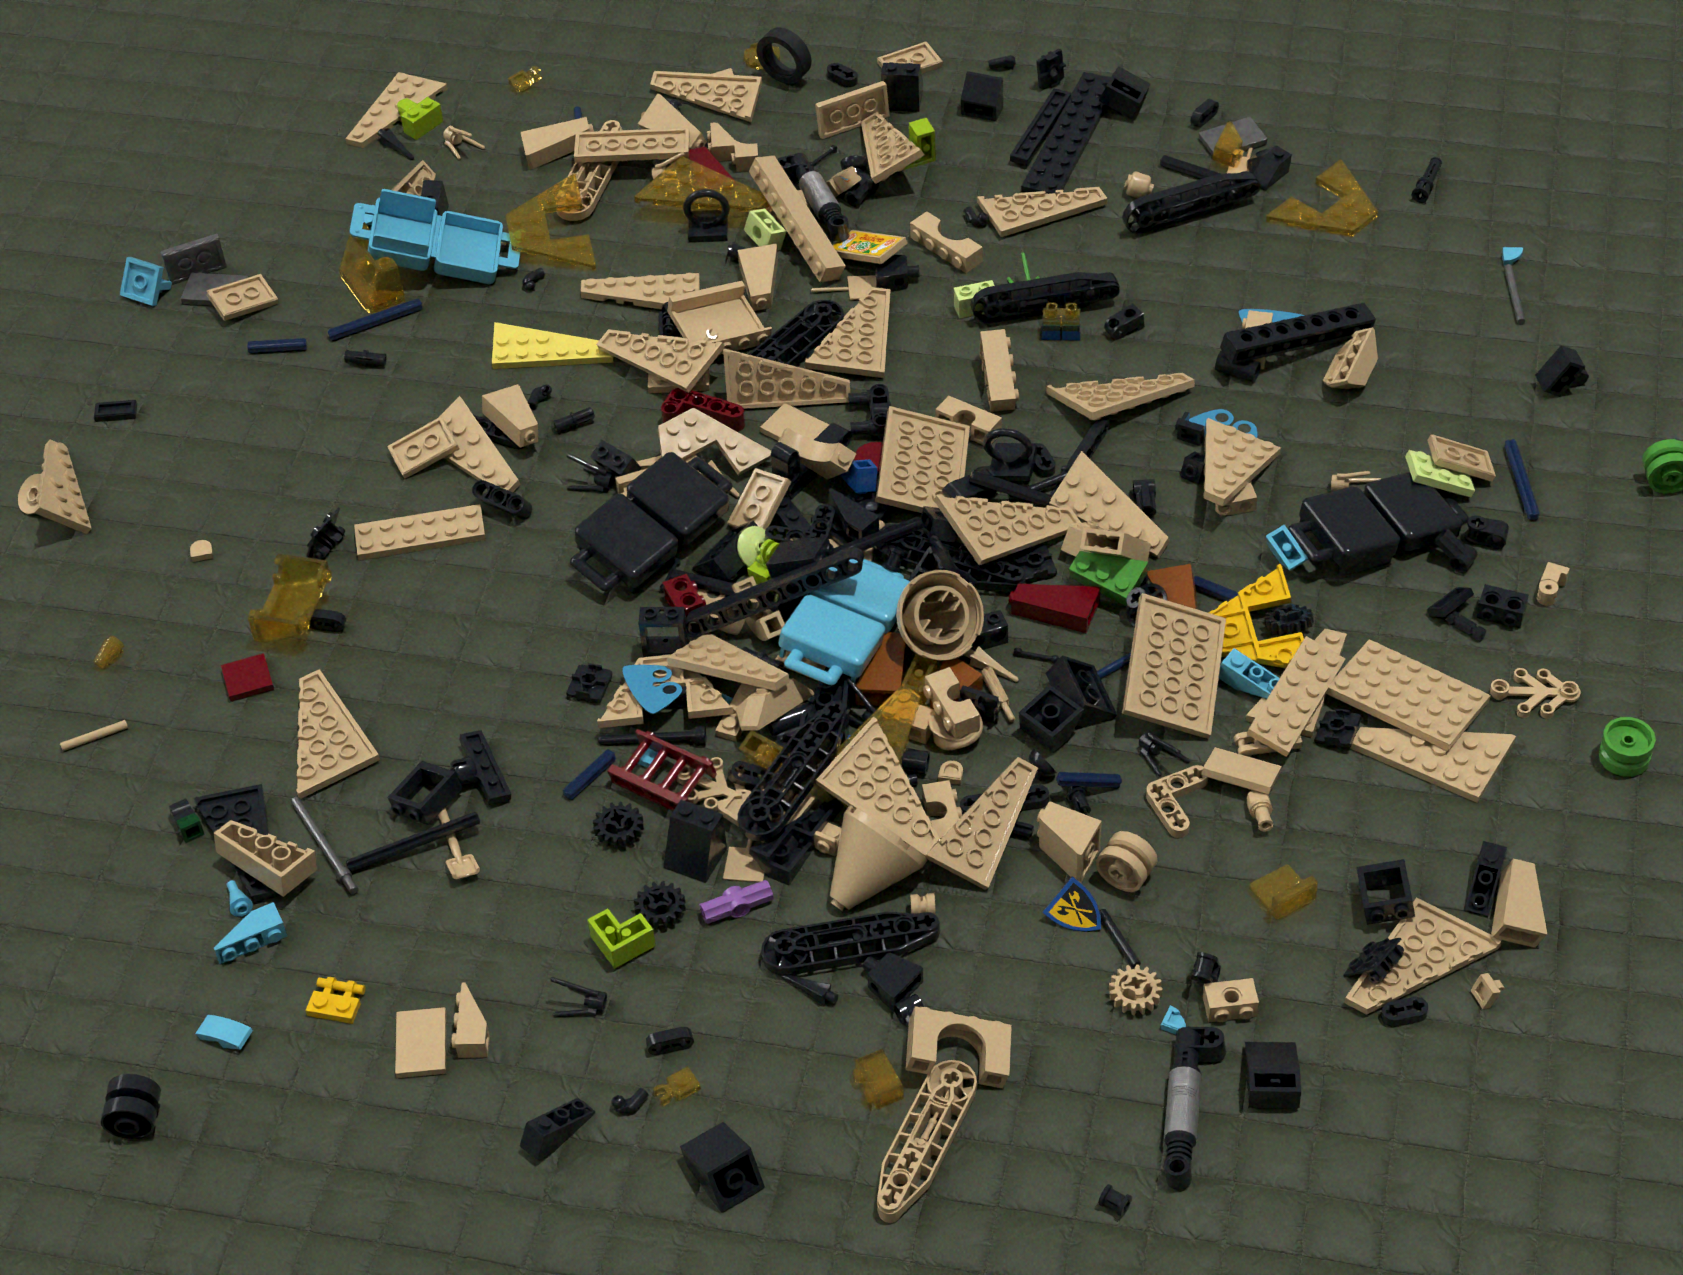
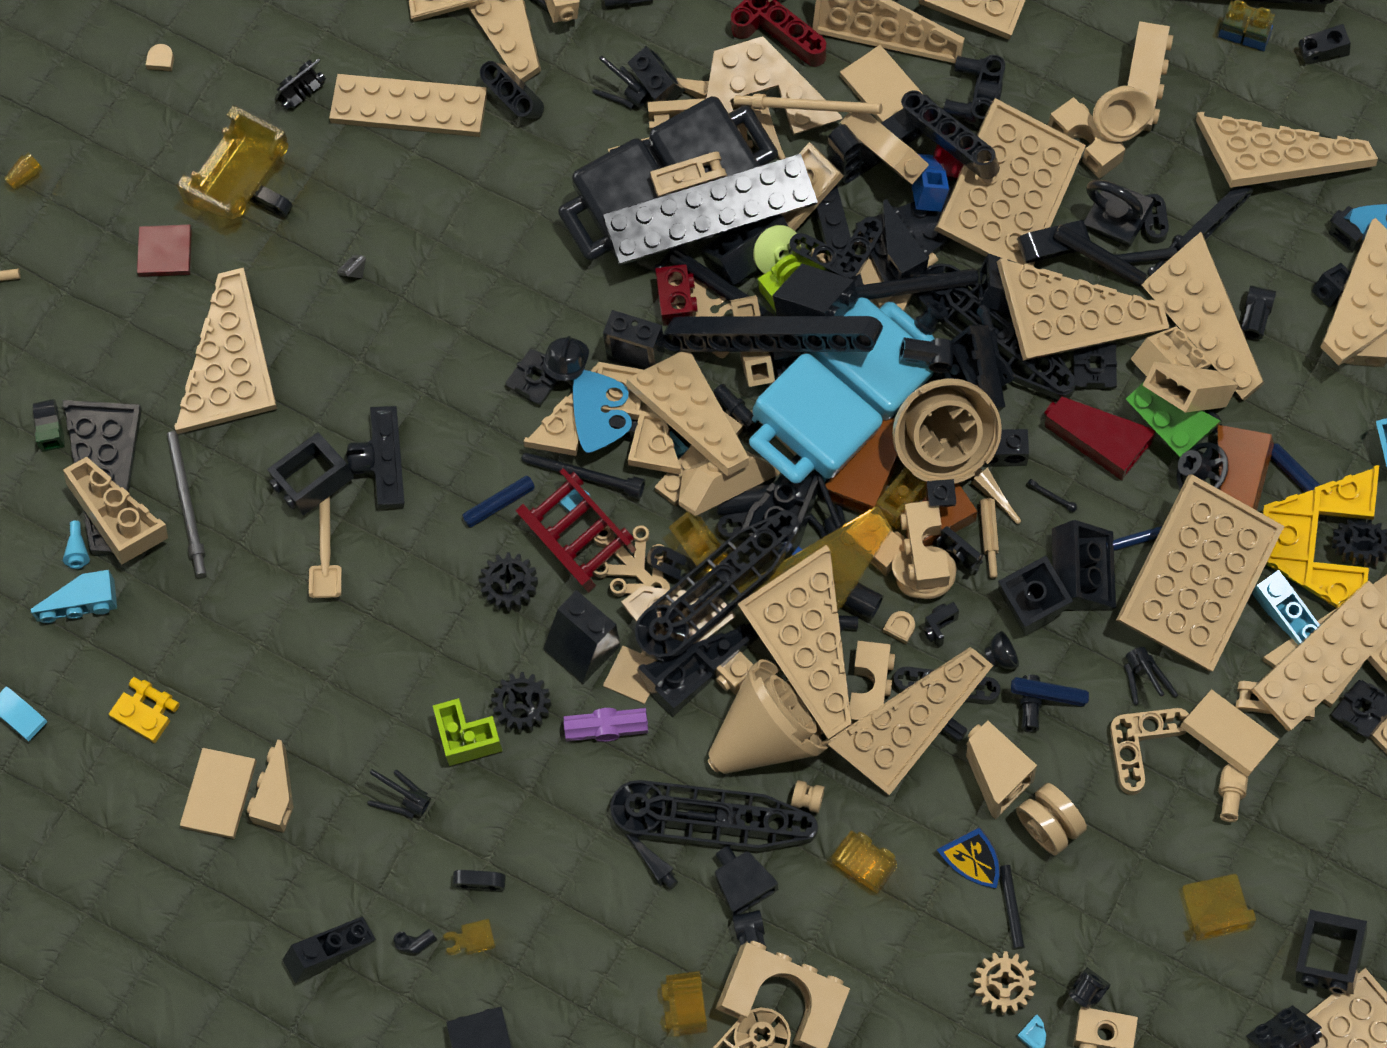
camera: 20 degrees right, 20 degrees up
(412, 648) = (353, 267): none -> flat silver slope
(413, 841) = (281, 533): black axle -> none
(610, 659) = (565, 359): none -> black piece
(668, 505) = (687, 174): none -> tan plate
(692, 527) = (709, 209): none -> plate
(707, 450) = (761, 101): none -> tan bar
(864, 434) = (960, 137): none -> black beam
(900, 574) = (935, 354): none -> black piece
(950, 662) = (941, 493): none -> black bracket
(981, 759) = (940, 618): none -> black bracket
(987, 937) = (865, 861): none -> clear yellow brick
(992, 391) = (1123, 113): none -> tan piece

